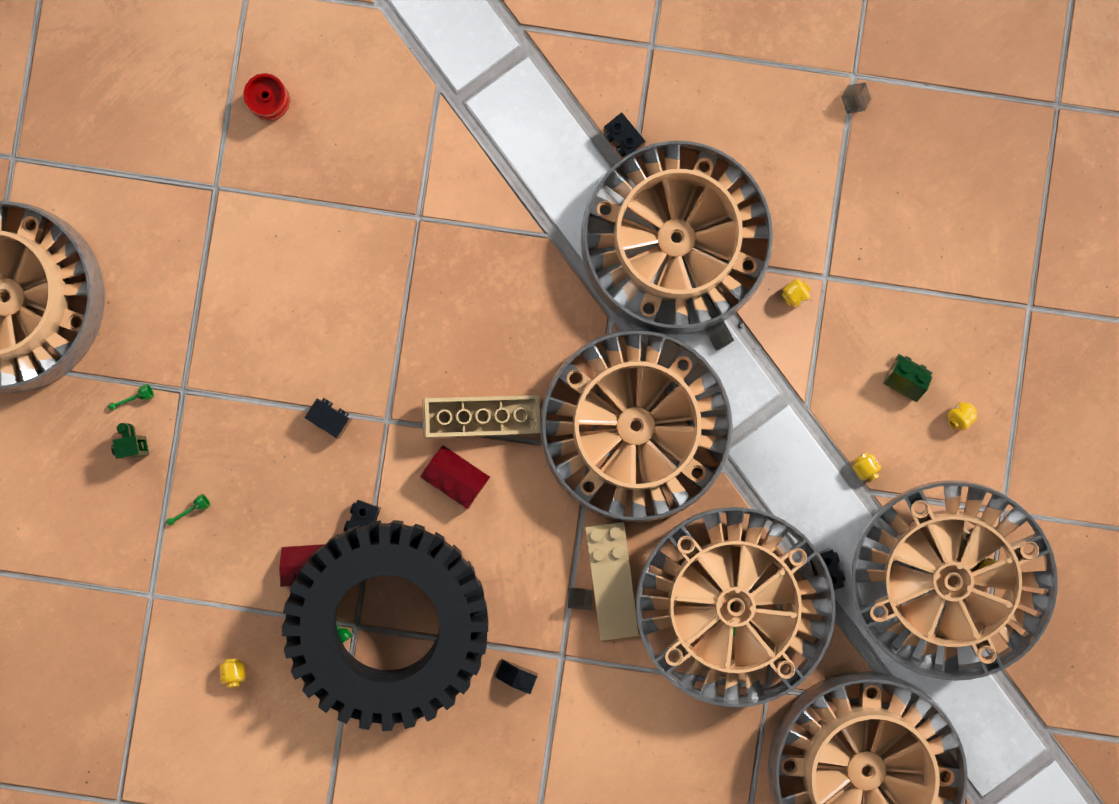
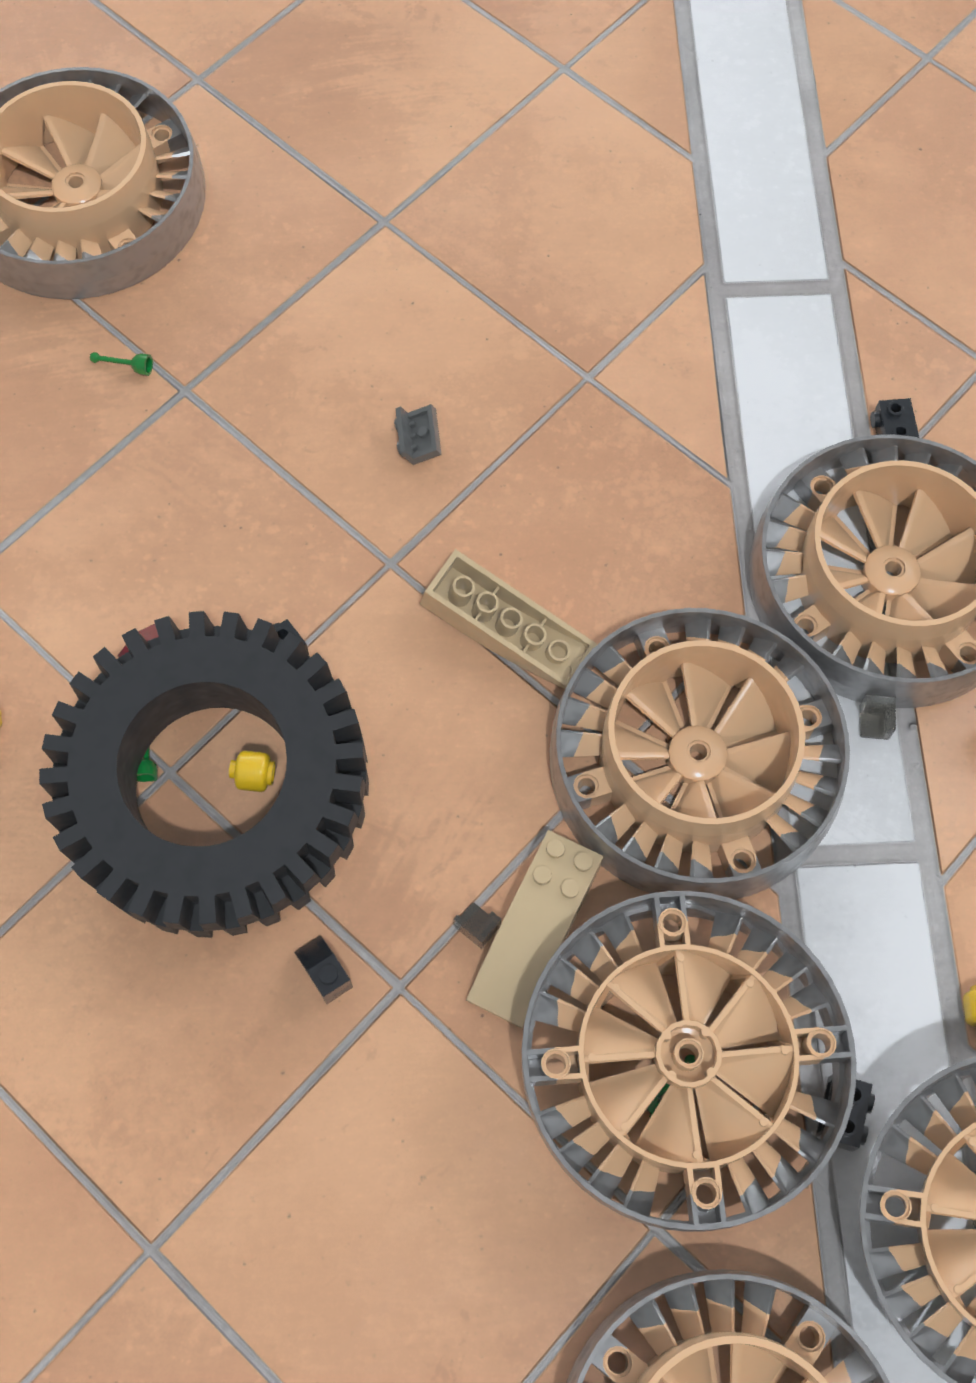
camera: 30 degrees right, 20 degrees down
(130, 444) = (79, 396): dark green brick -> none
(200, 503) = (104, 513): green hinge -> none
(258, 89) = (507, 163): red wheel -> none
(328, 418) = (324, 510): black brick -> none
(345, 329) = (418, 434): none -> dark grey bracket
(411, 610) = (252, 771): none -> yellow head
(455, 476) = (424, 672): dark red slope -> none

